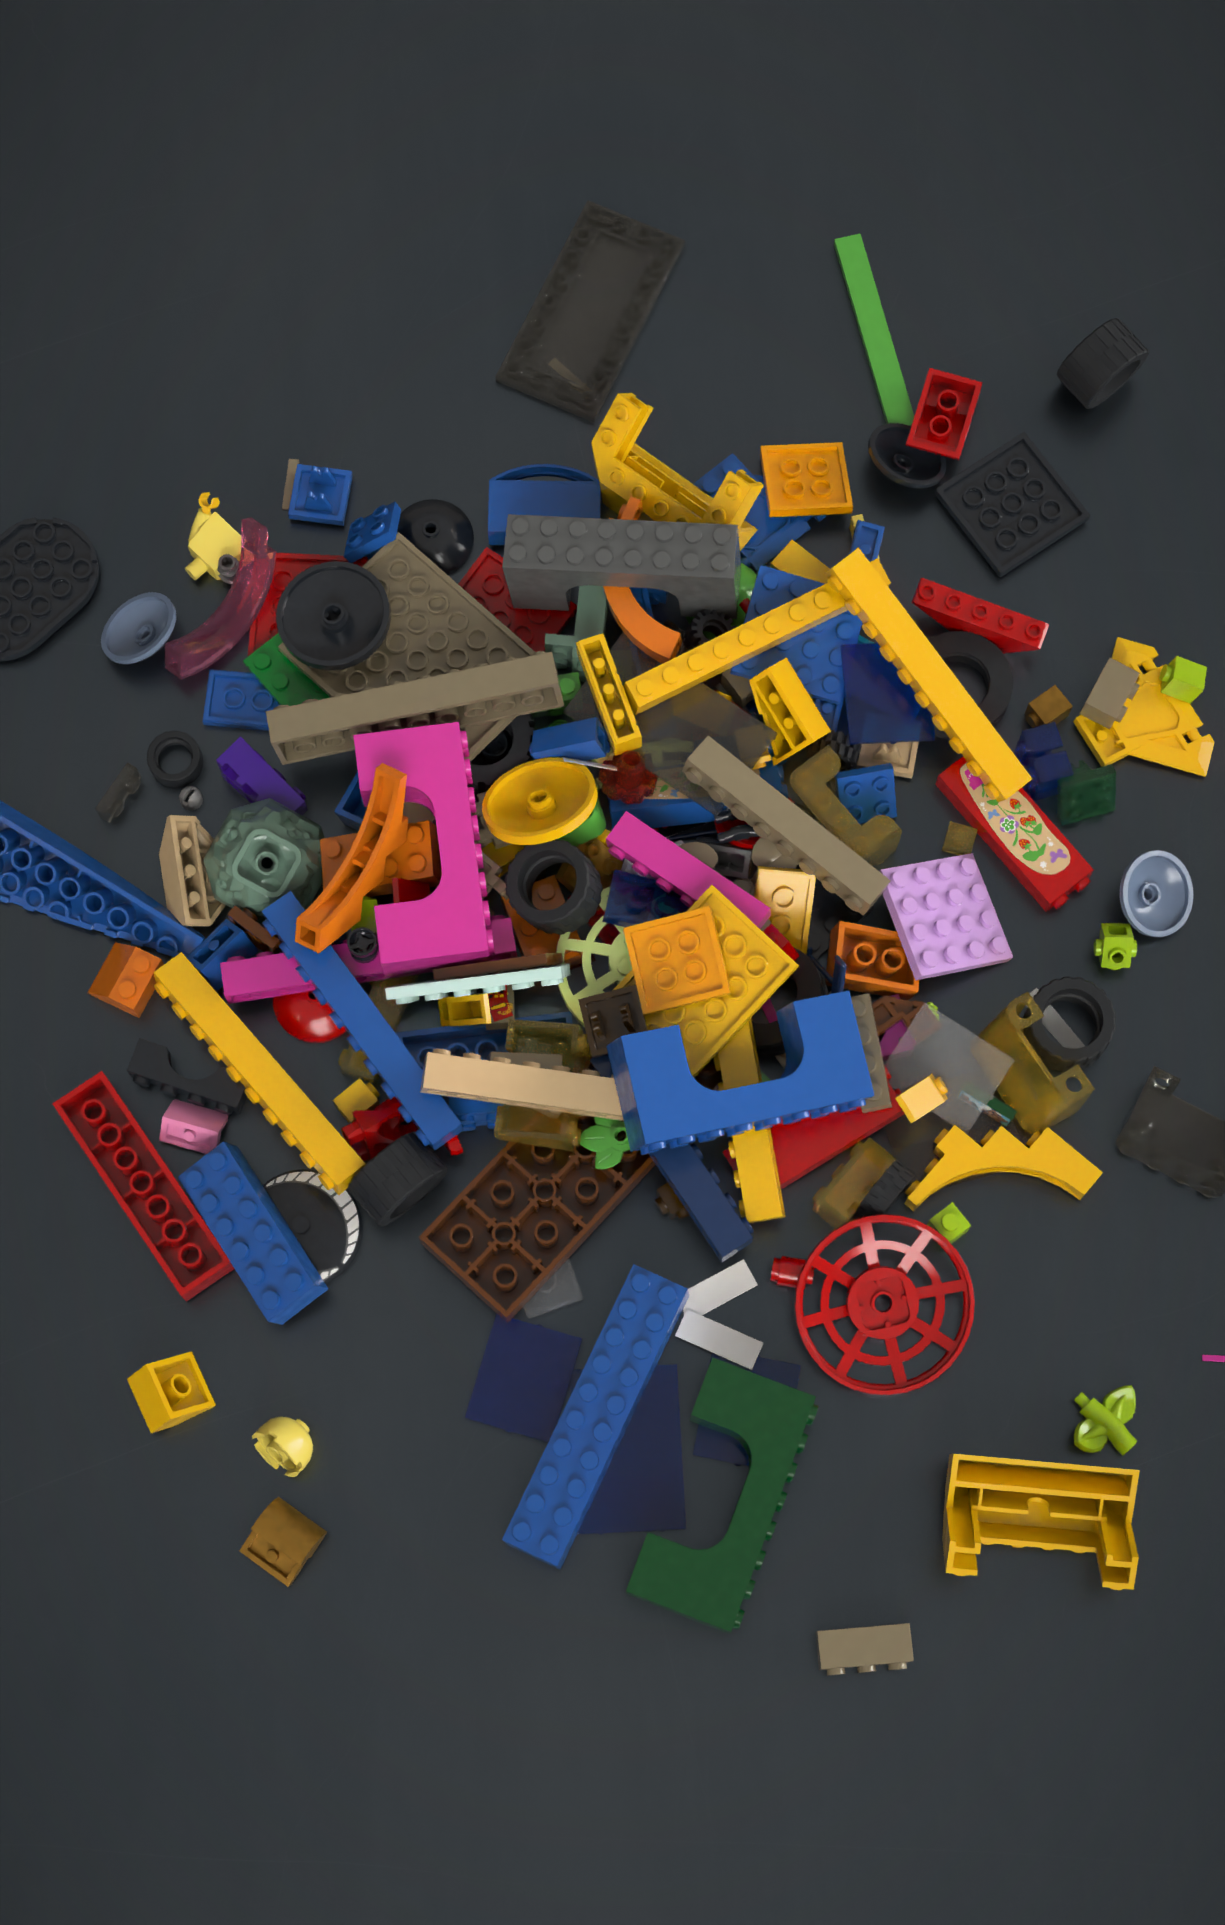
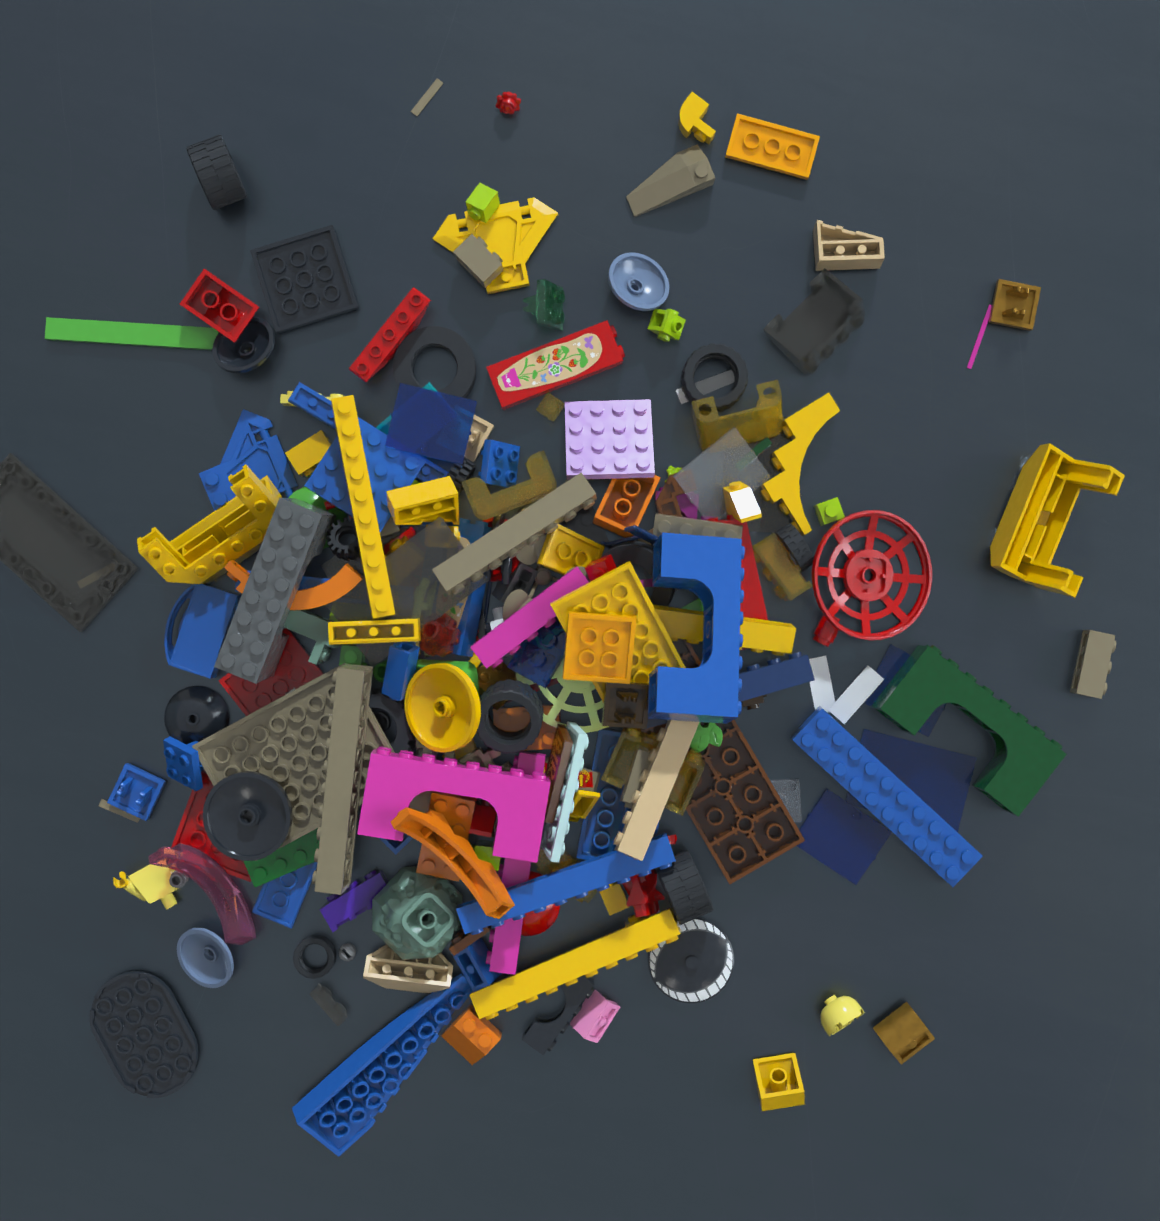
camera: 70 degrees left, 15 degrees up
(143, 1186) = (628, 1064): red brick -> none
(252, 1233) = (688, 998): blue brick -> none
(360, 939) = (510, 870): black wheel -> none
(590, 763) = (422, 660): white sticker -> none
(806, 479) = (239, 426): light orange plate -> none
(928, 676) = (431, 392): yellow brick -> none
(1043, 766) = (517, 330): clear blue piece -> none
(1048, 708) = (474, 310): pearl gold brick -> none
(1106, 1421) = (993, 450): lime plant -> none

